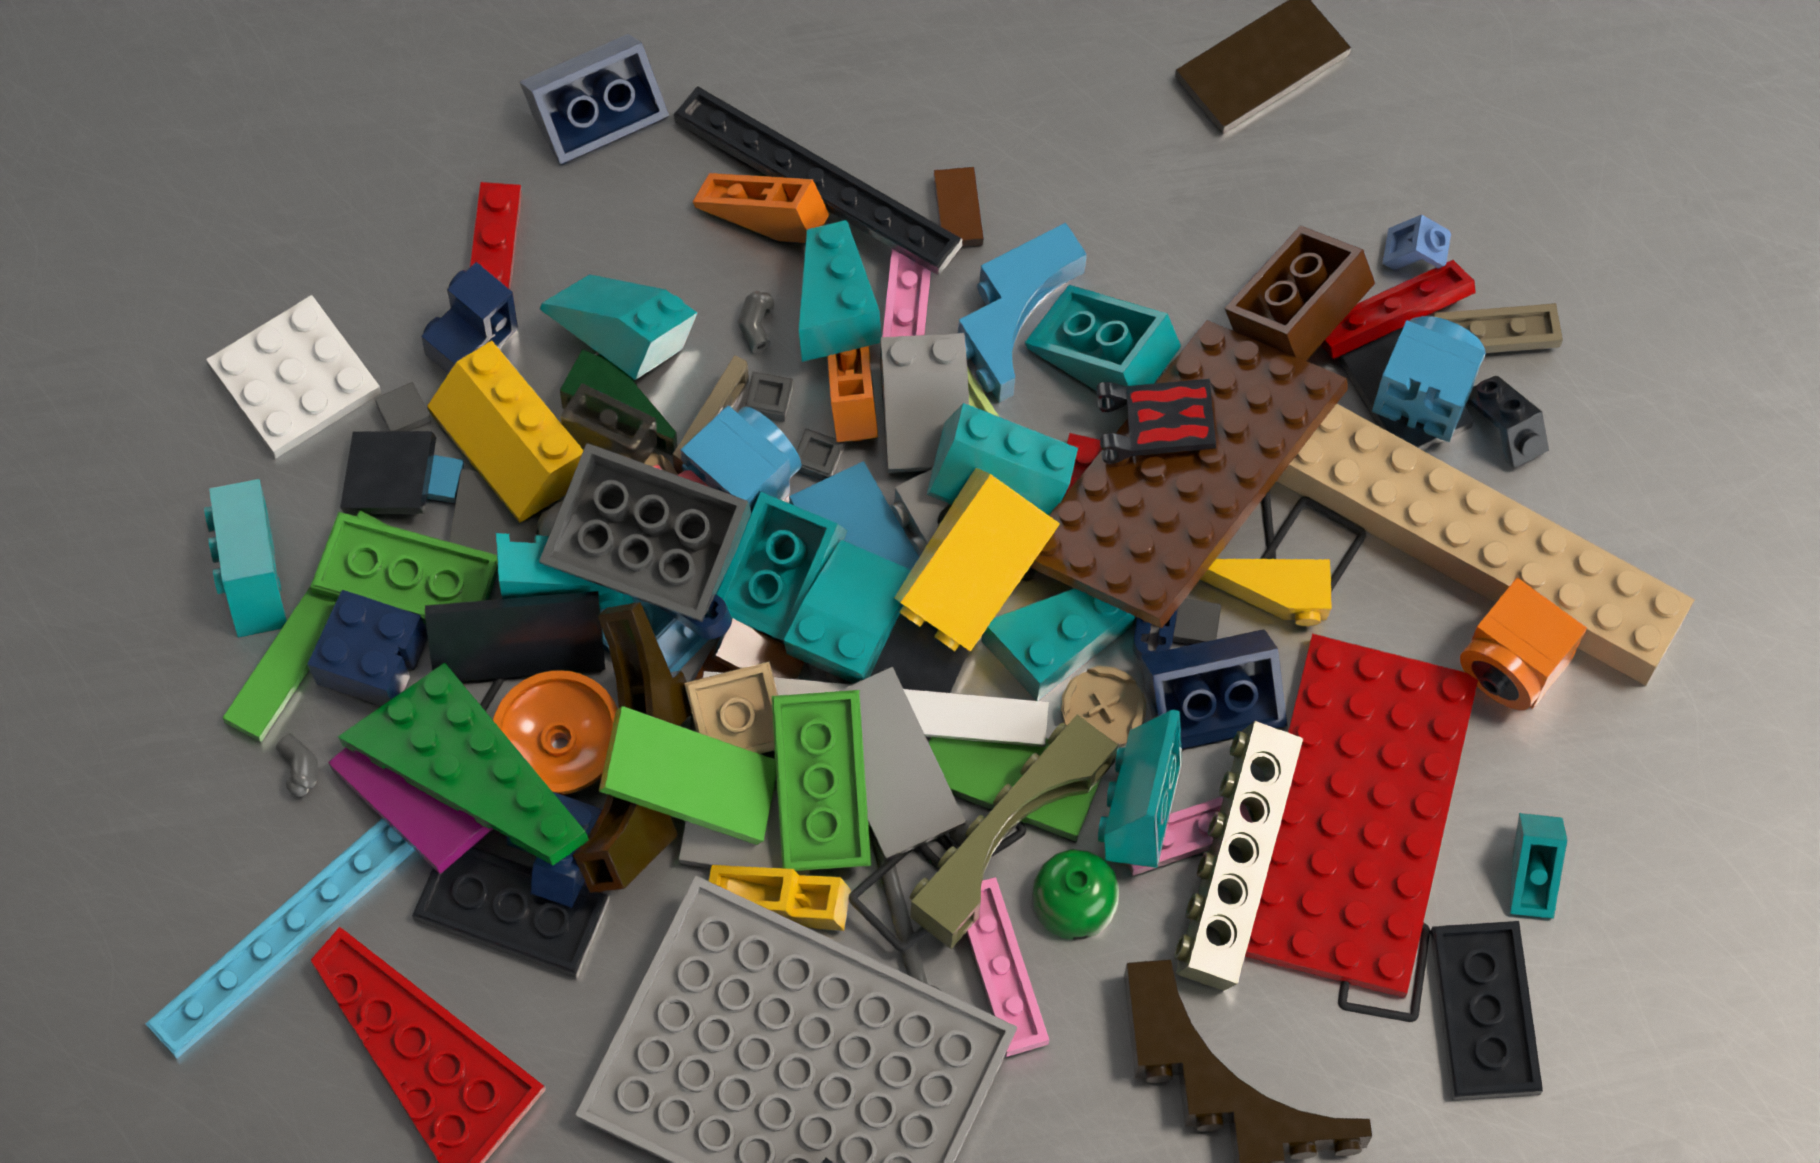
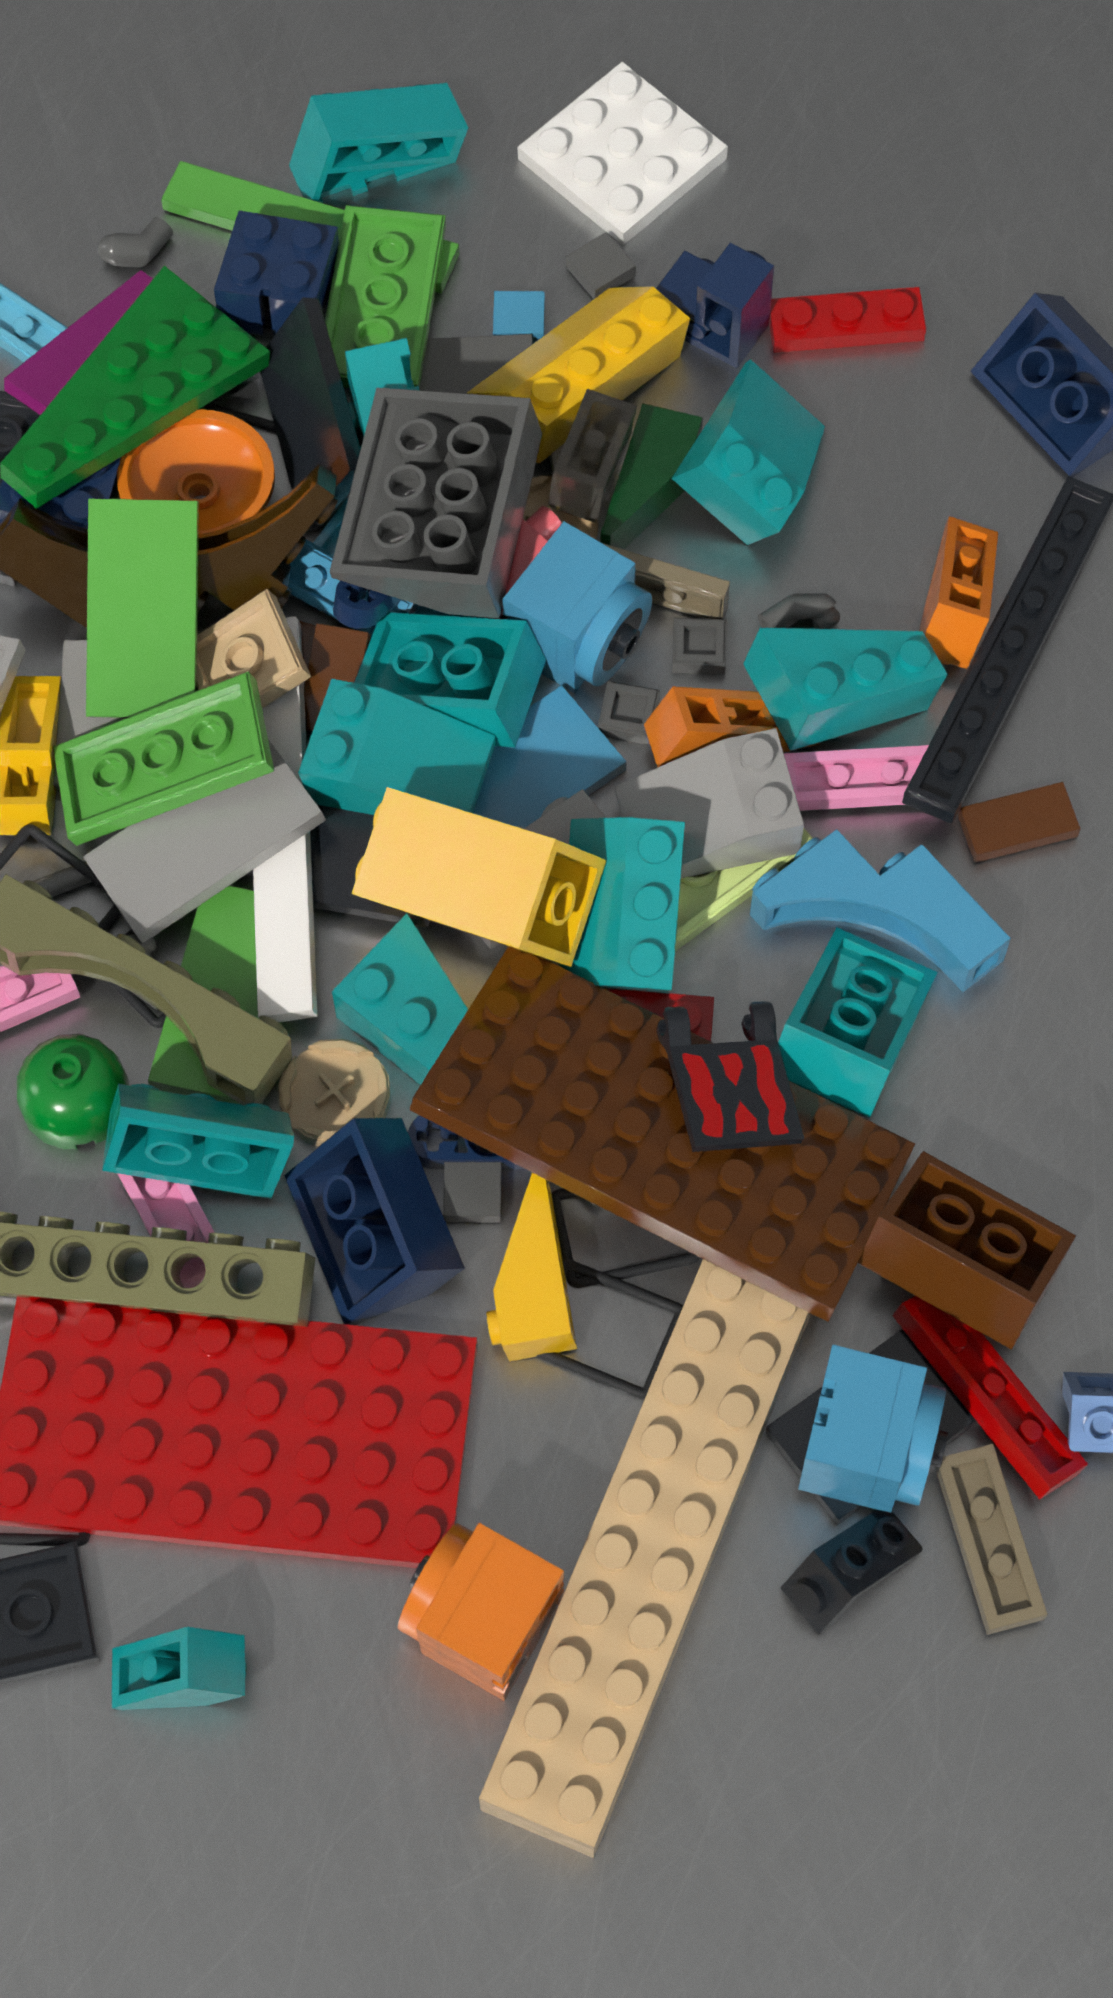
camera: 85 degrees right, 0 degrees up
(388, 472) = (512, 262): black tile -> none

